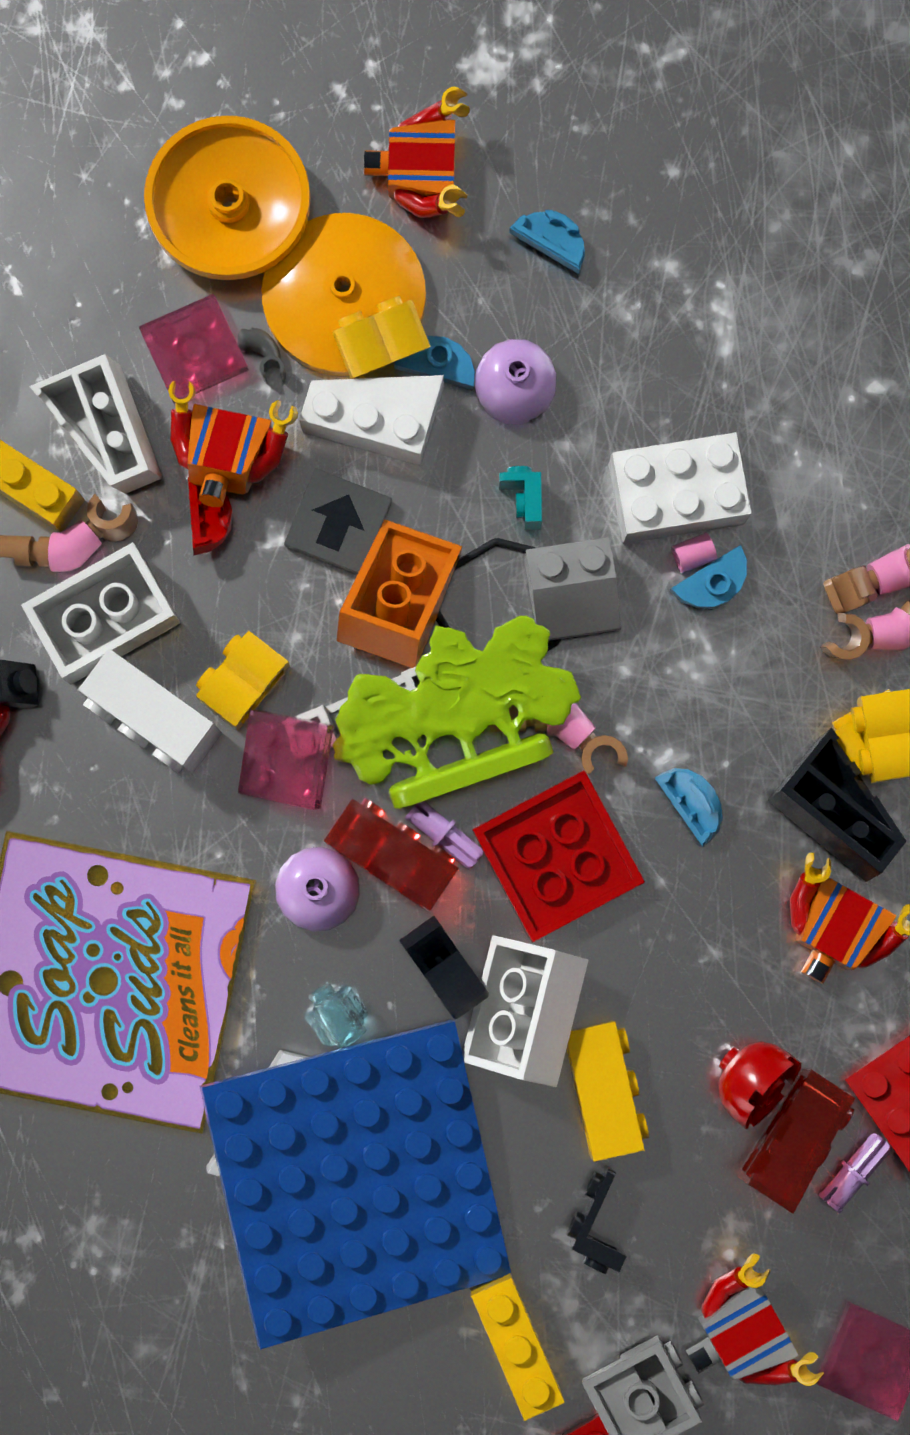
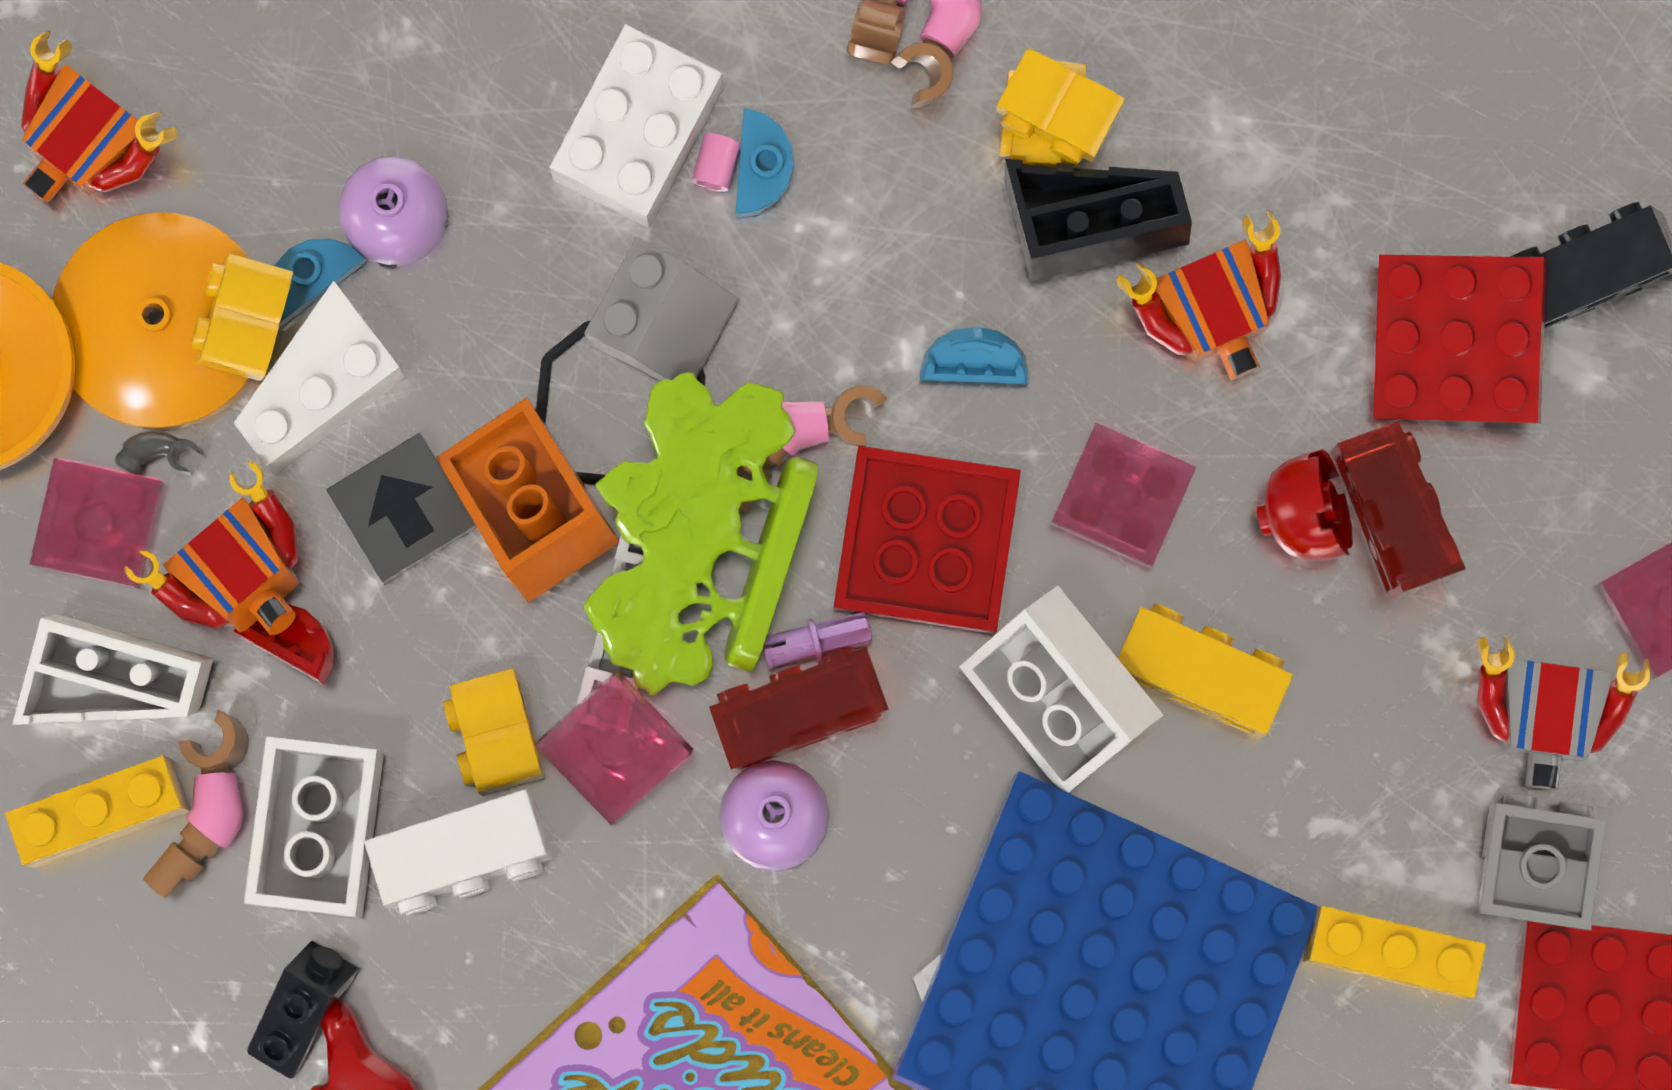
camera: 50 degrees left, 0 degrees up
(336, 1015) = (921, 891): clear light blue head -> none
(444, 967) = (955, 741): black bracket -> none
(527, 503) = (533, 293): teal bracket -> none
(552, 235) = (267, 54): dark azure plate -> none
(597, 1253) = (1362, 802): black bracket -> none
(677, 958) = (1123, 495): none -> clear pink plate
(856, 1172) = (1474, 477): lavender axle -> none

